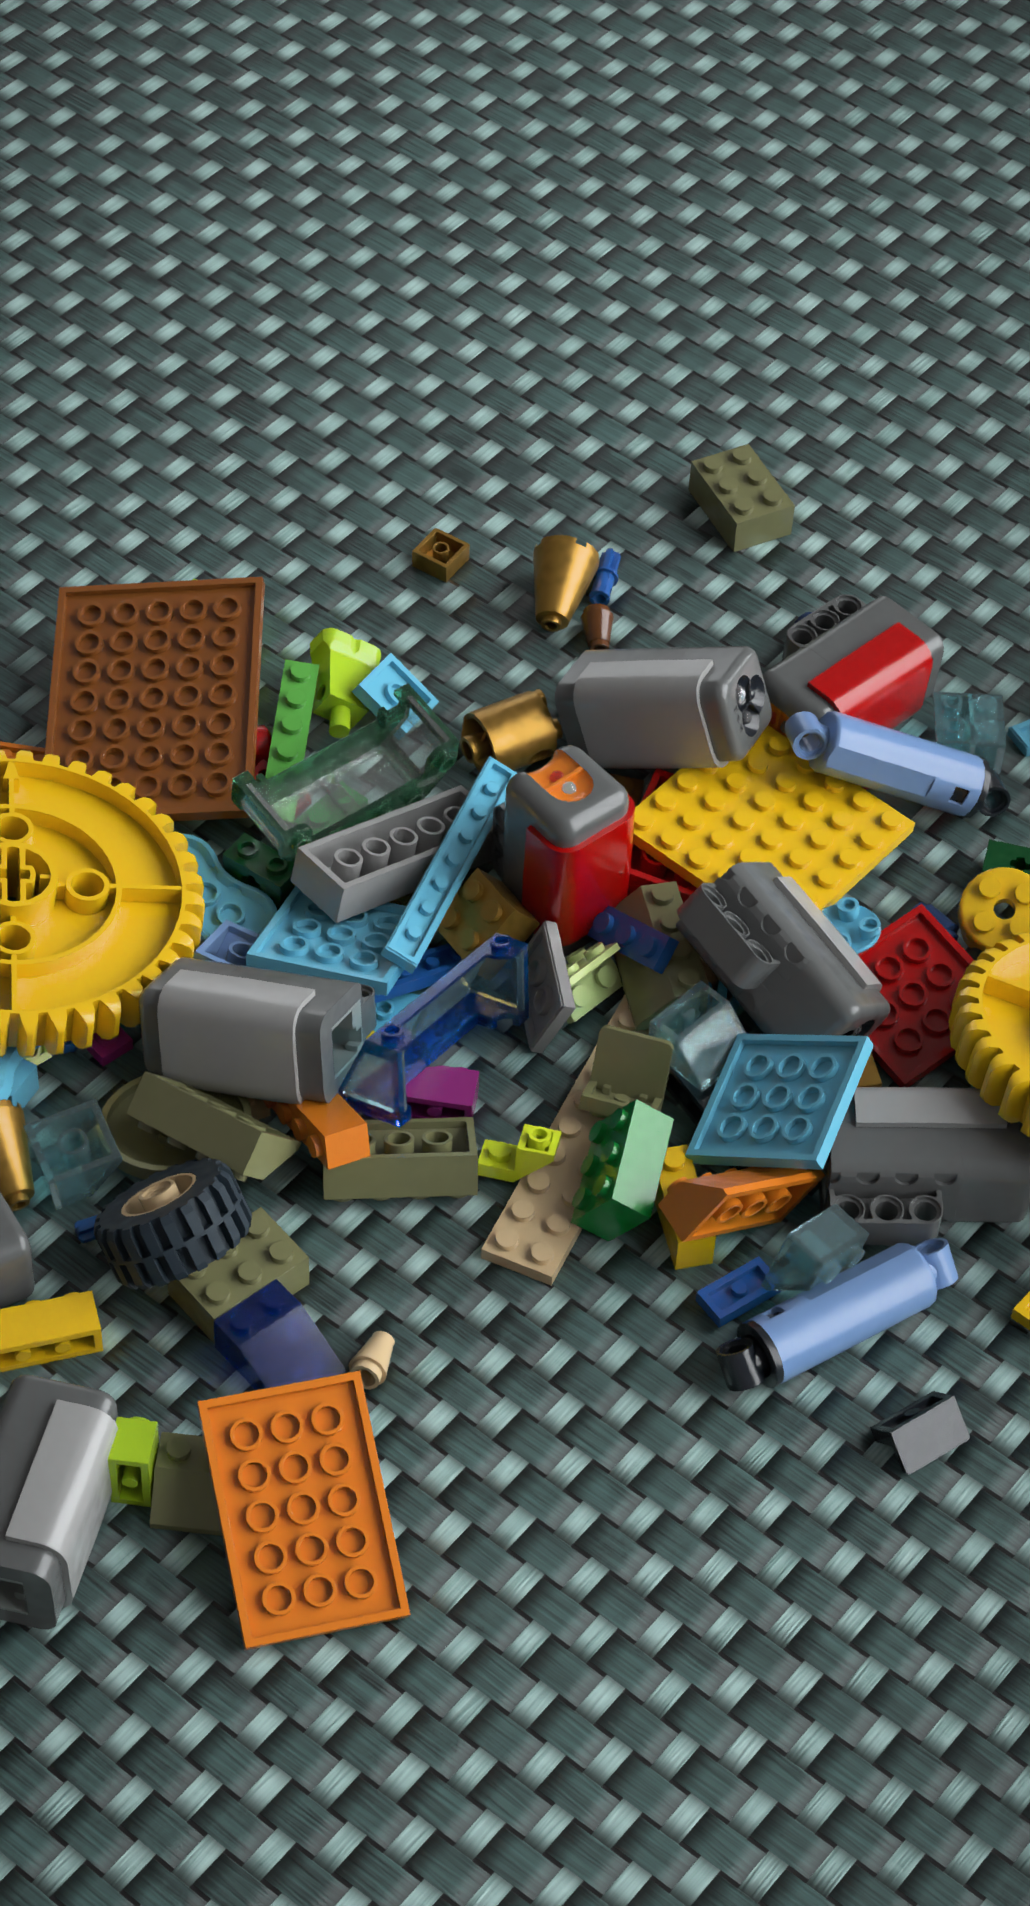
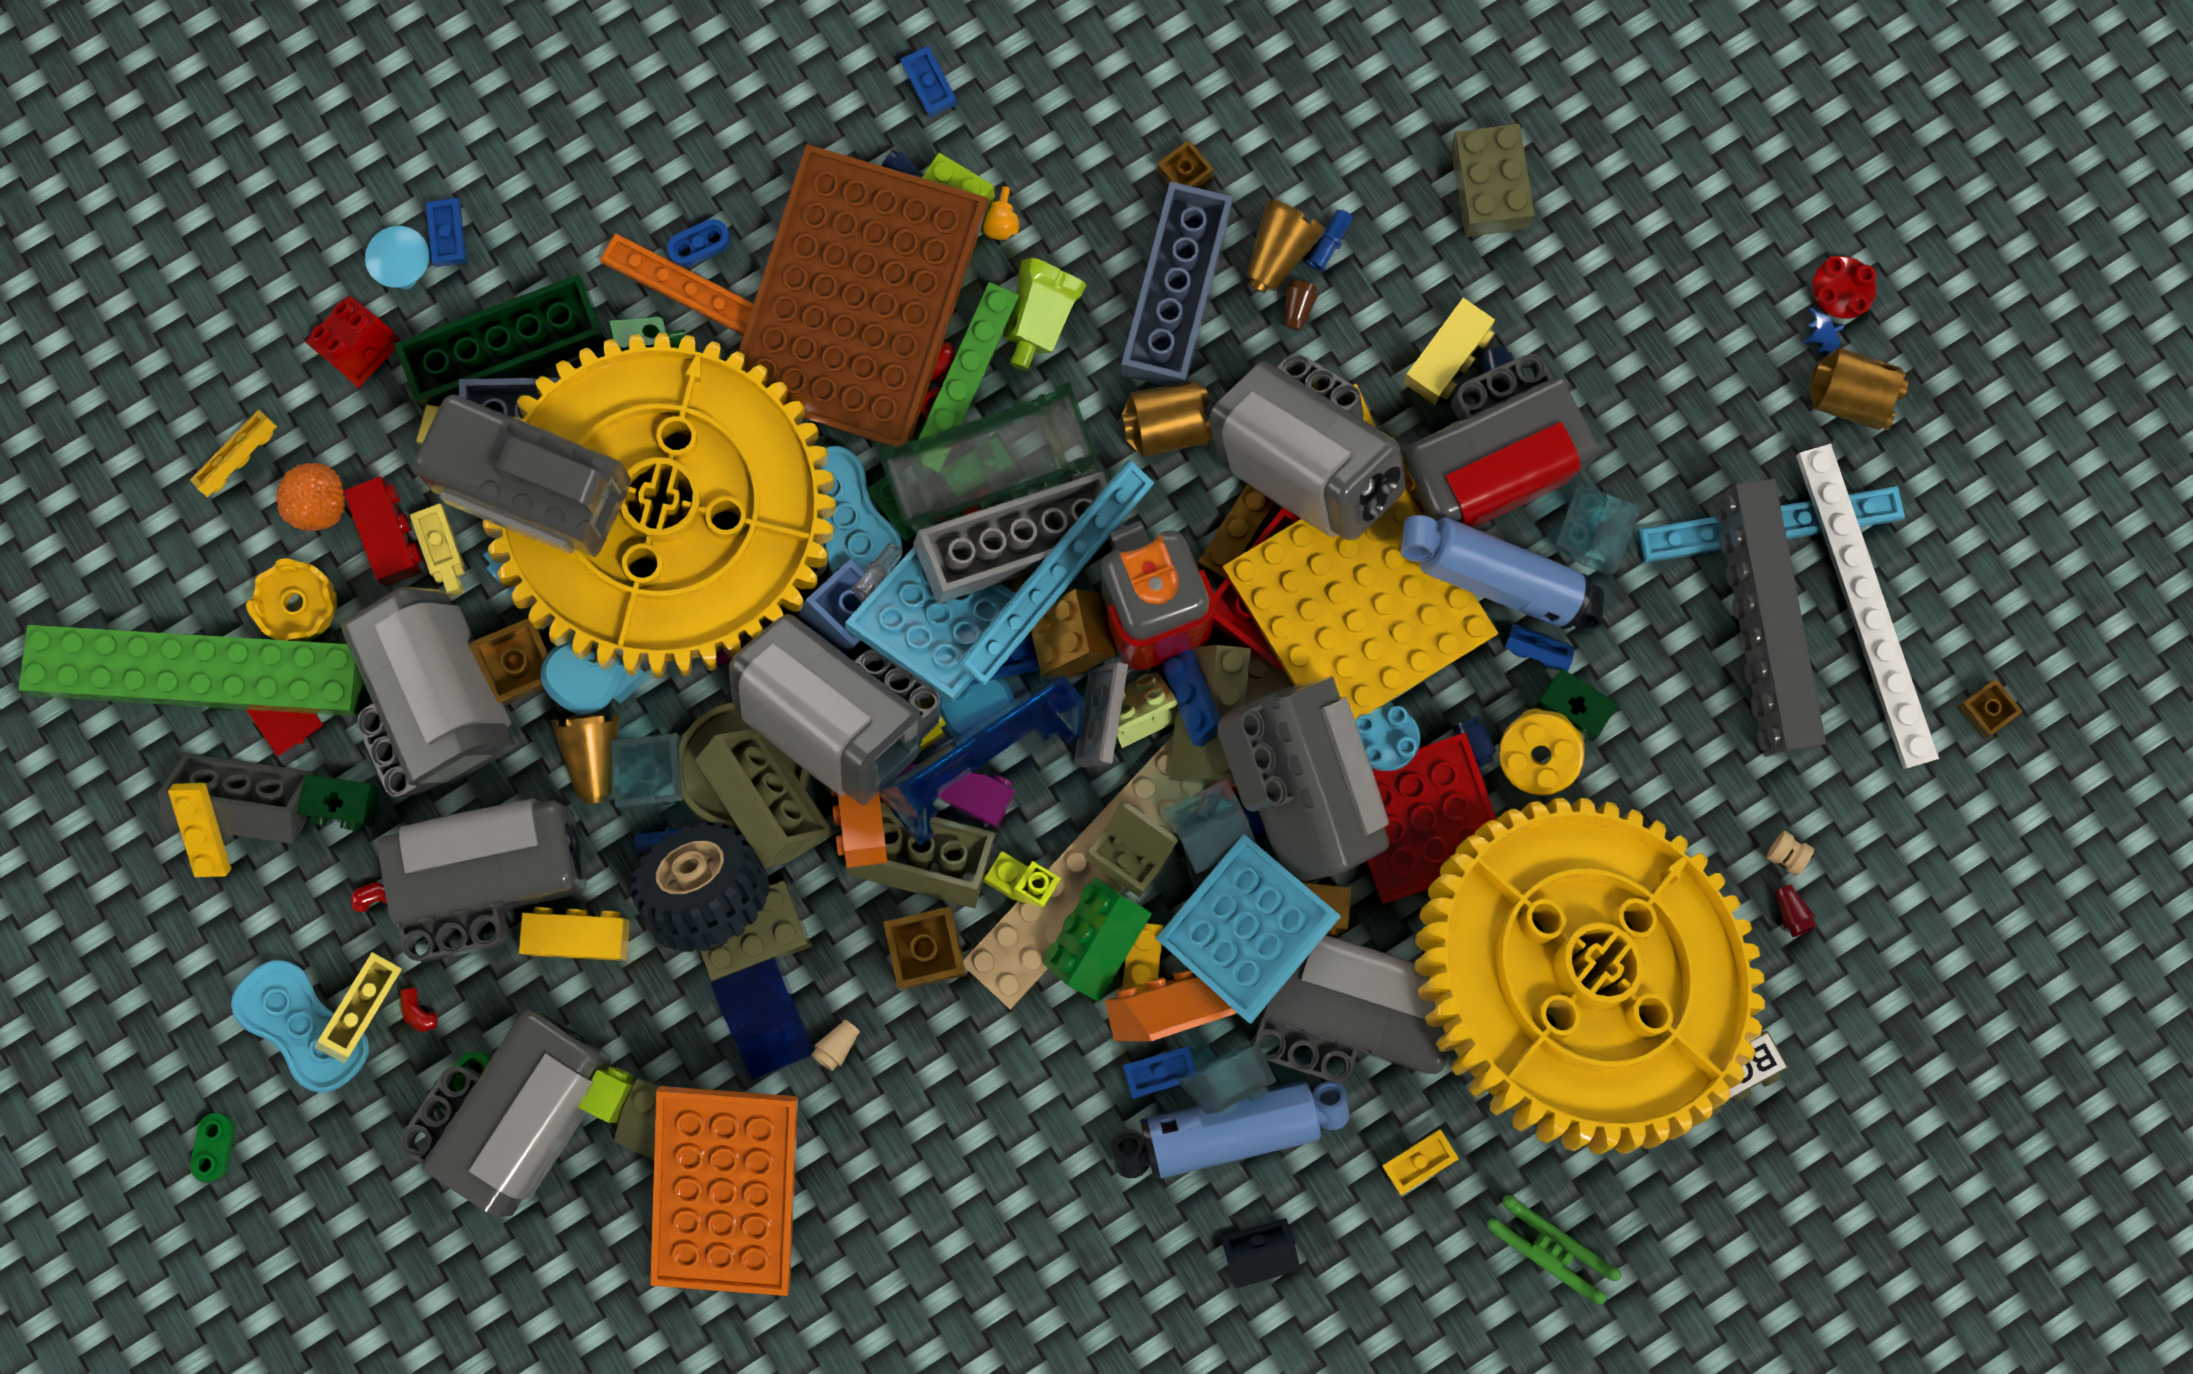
camera: 25 degrees right, 30 degrees up
(157, 541) = (928, 81): none -> blue plate
(258, 919) = (877, 571): none -> clear axle
(275, 630) = (1000, 218): none -> light orange piece
(380, 684) = (1081, 342): medium azure plate -> none
(439, 1237) = (925, 948): none -> pearl gold brick
(471, 630) = (1176, 285): none -> sand blue brick
(765, 622) = (1450, 352): none -> light yellow brick
(944, 837) = (1531, 644): none -> blue plate

